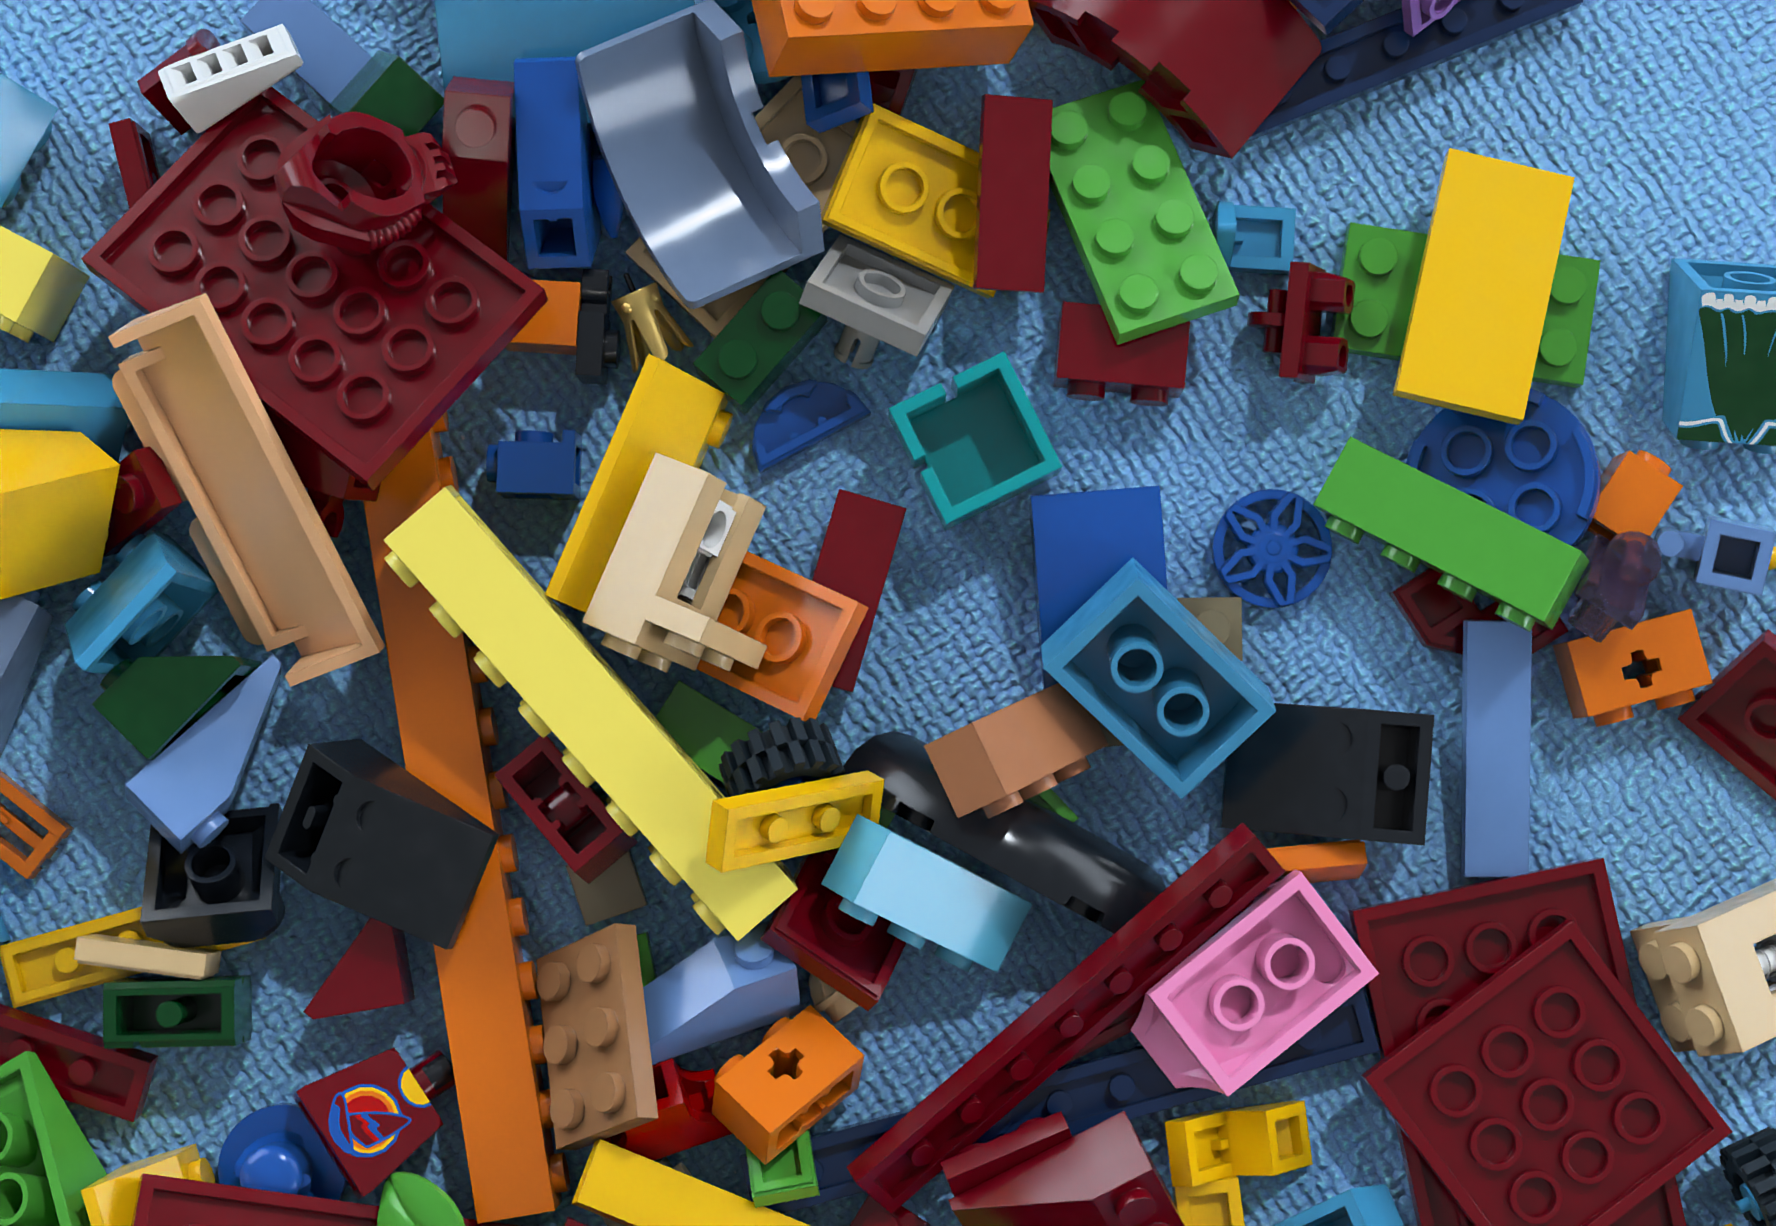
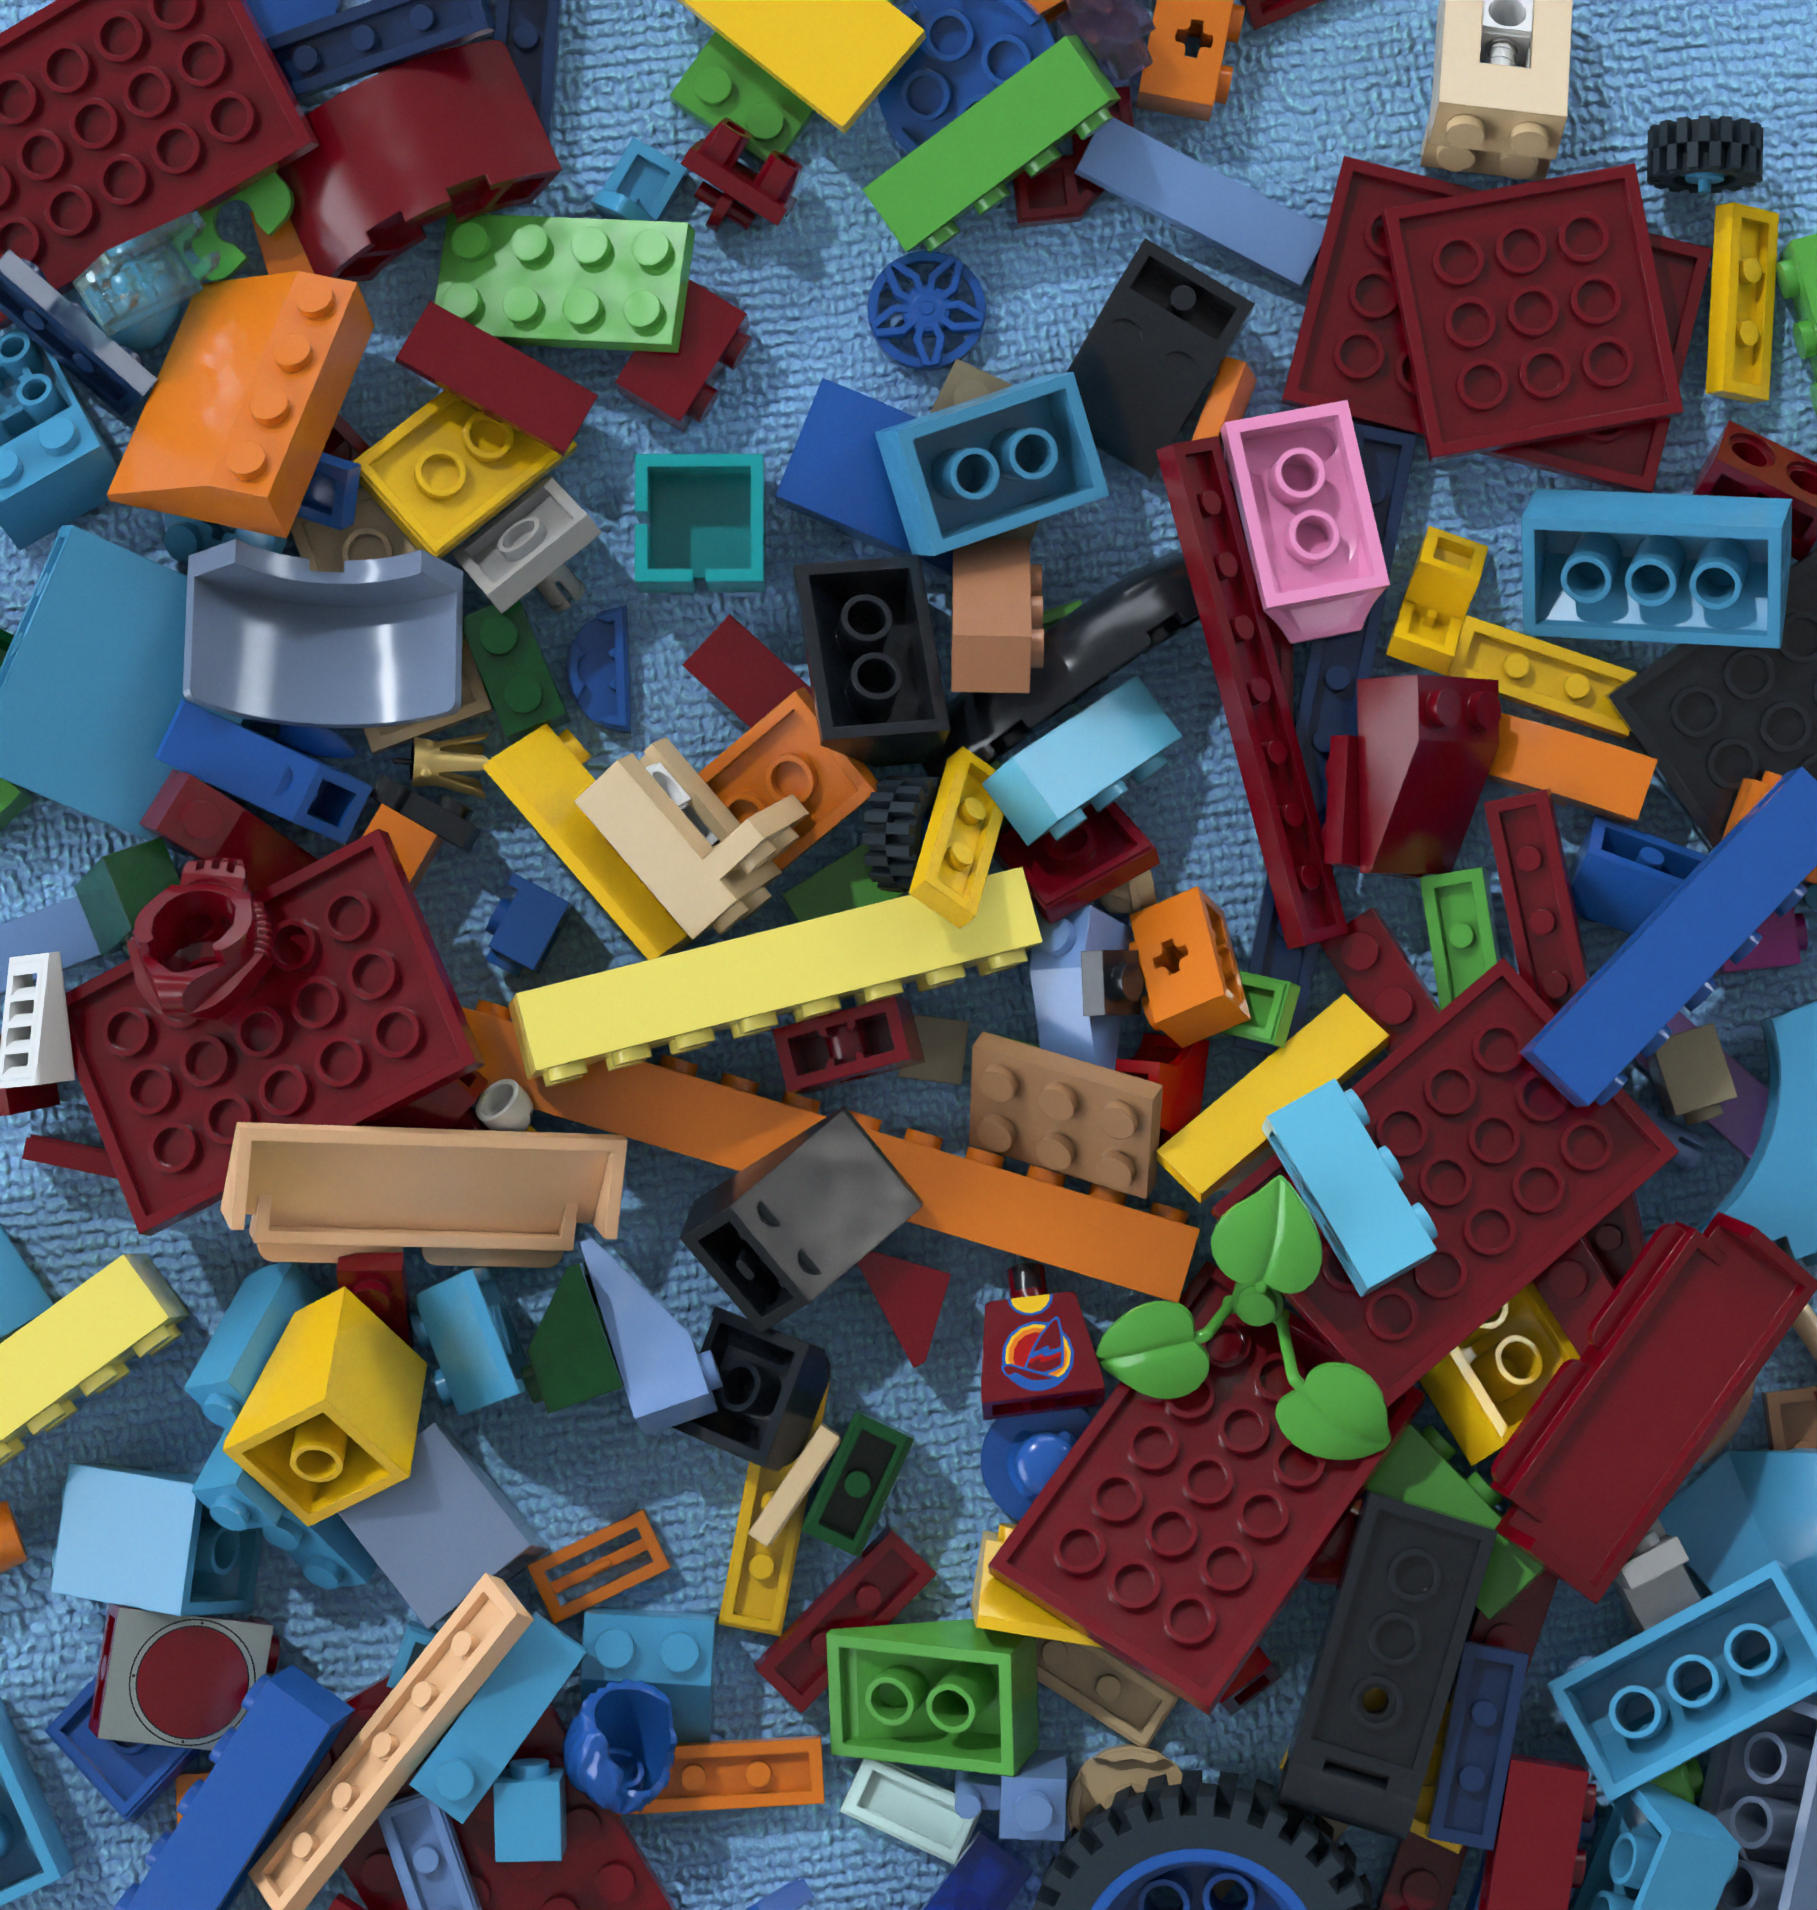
camera: 65 degrees left, 0 degrees up
(355, 530) = (505, 1107): none -> white hinge
(735, 1021) = (1111, 982): none -> black plate
(923, 657) = (873, 659): none -> black slope

